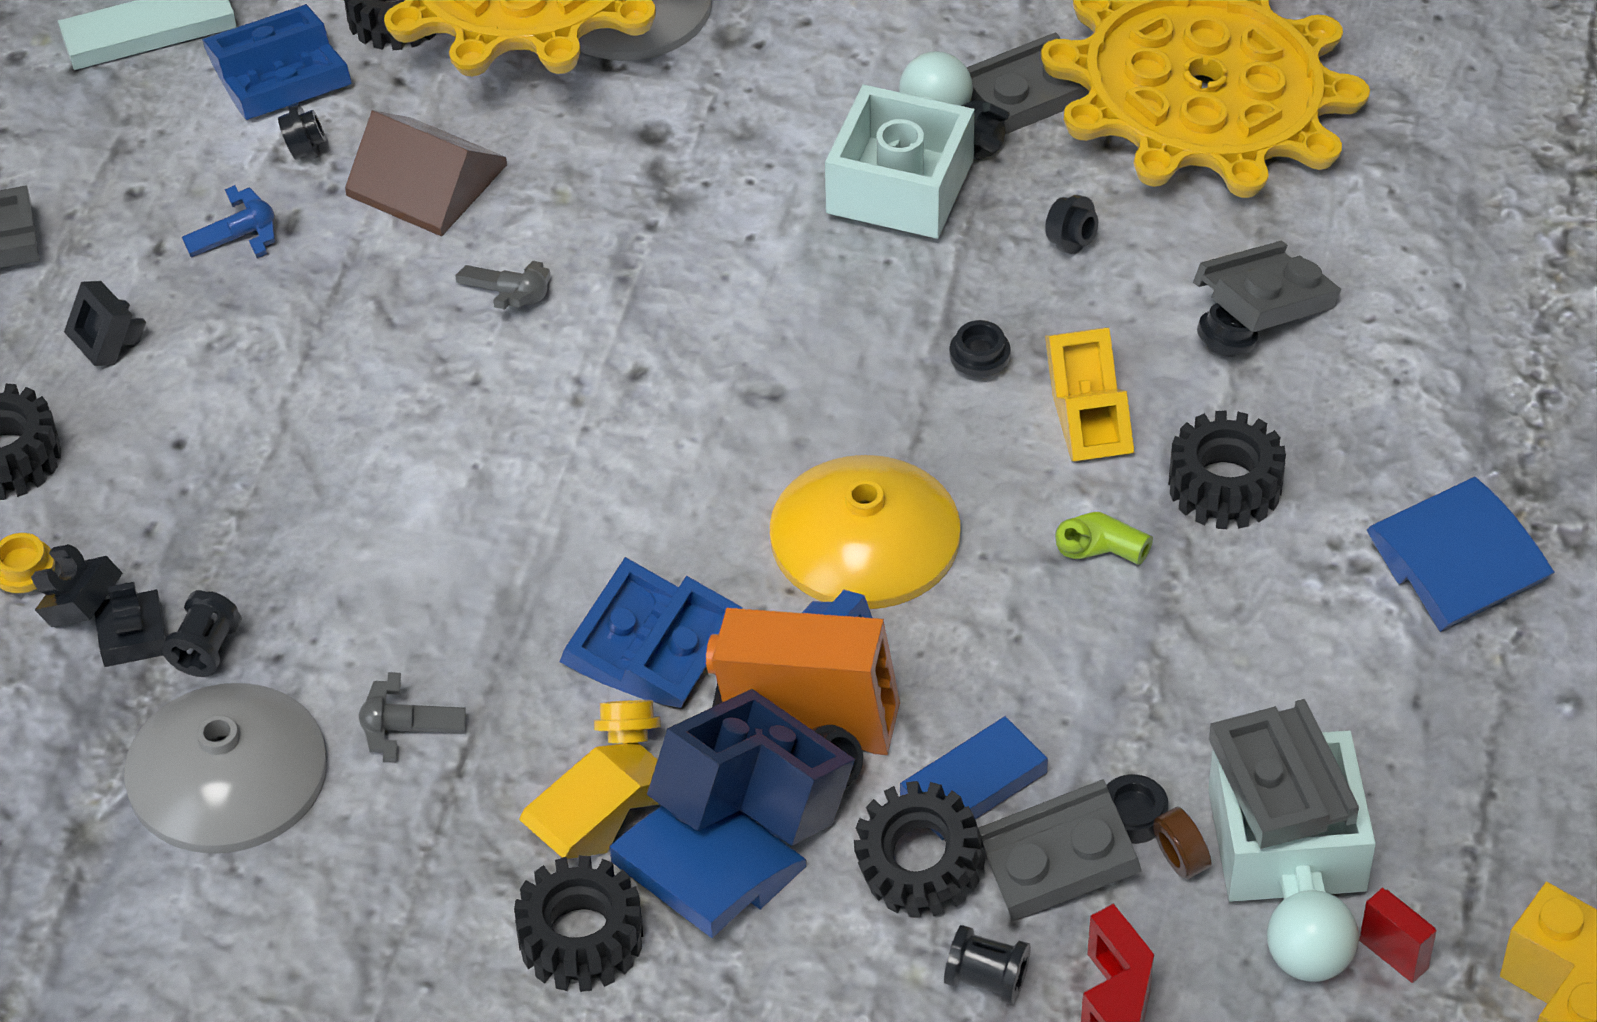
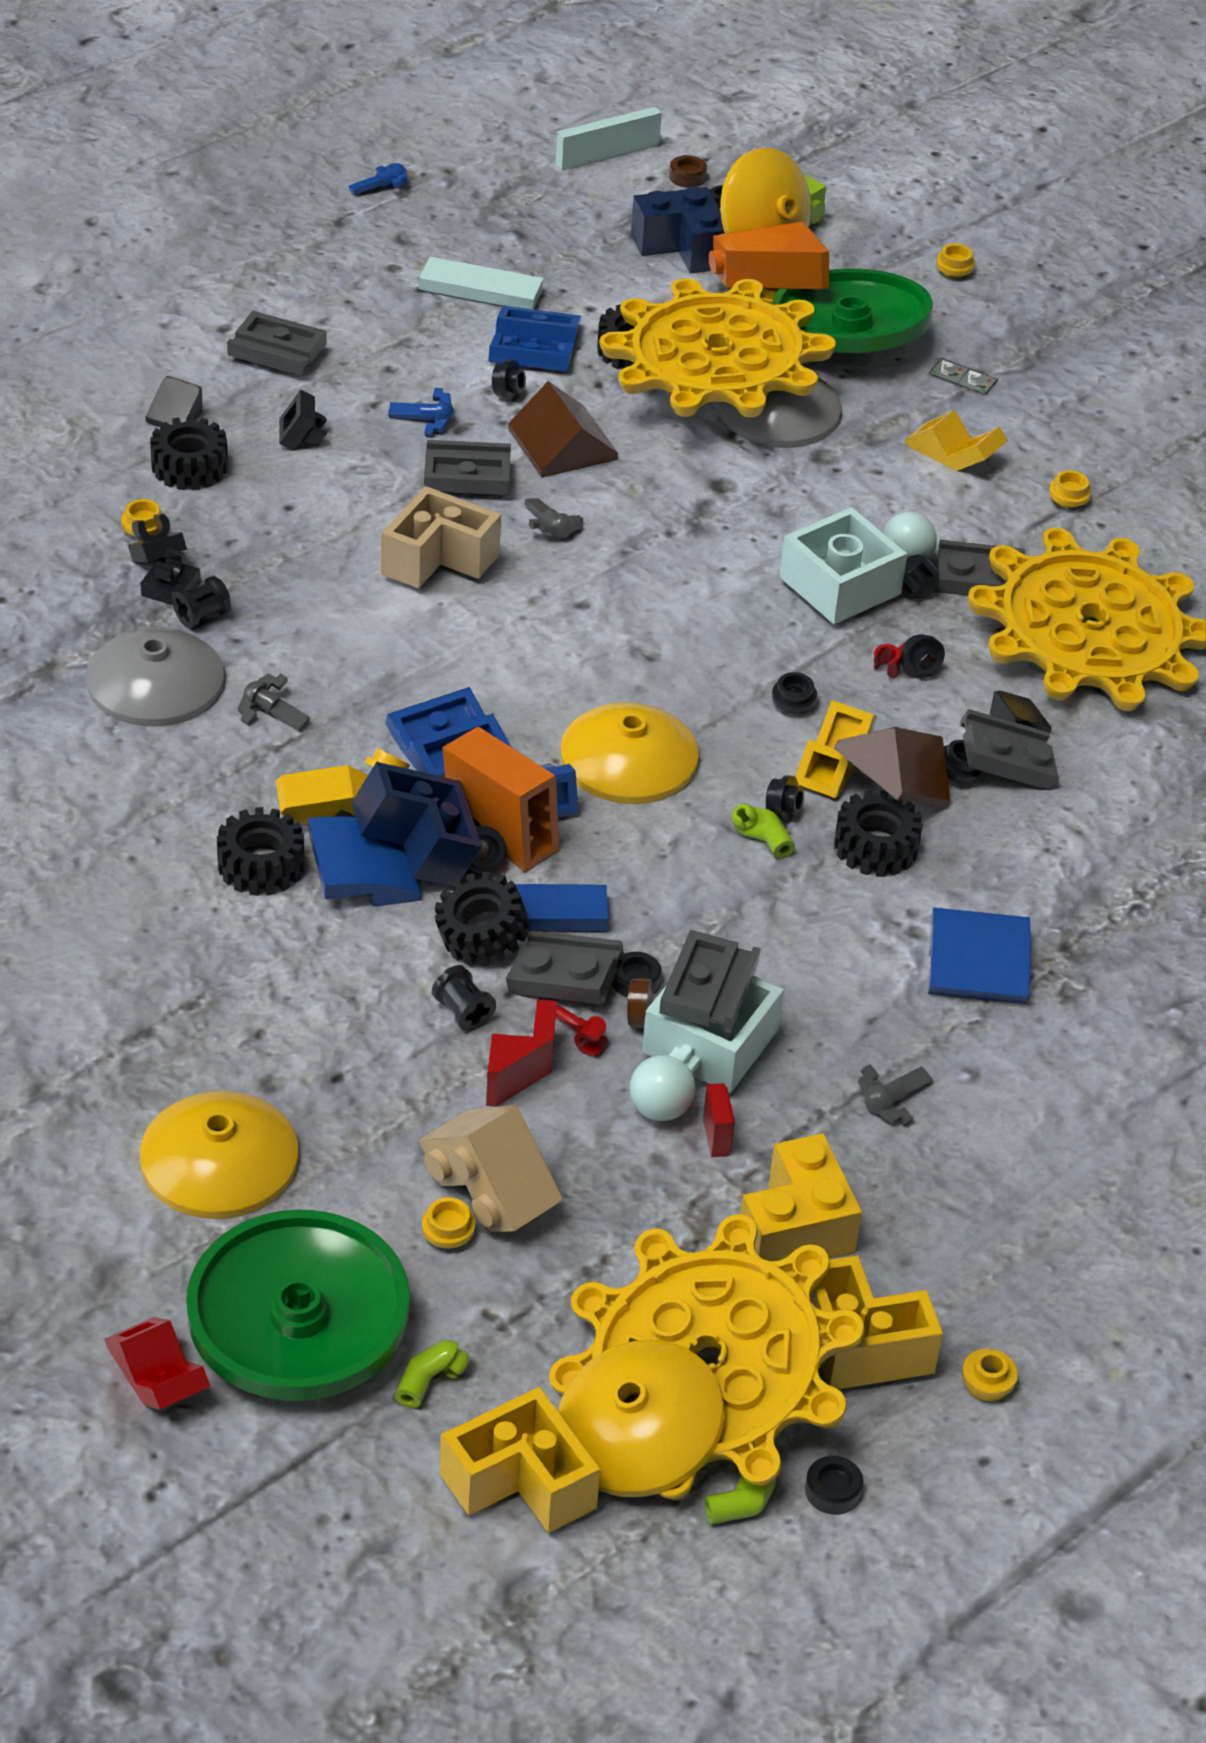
camera: 30 degrees right, 5 degrees down
(356, 272) = (467, 467): none -> dark grey plate
(421, 374) = (438, 532): none -> tan brick
(1037, 239) = (888, 654): none -> red hand
(1094, 486) = (785, 797): none -> black plate
(1158, 911) = (589, 1033): none -> red hand
(1189, 373) = (902, 763): none -> reddish brown slope
(1226, 234) = (1018, 710): none -> black slope
(1523, 793) = (880, 1097): none -> dark grey piece

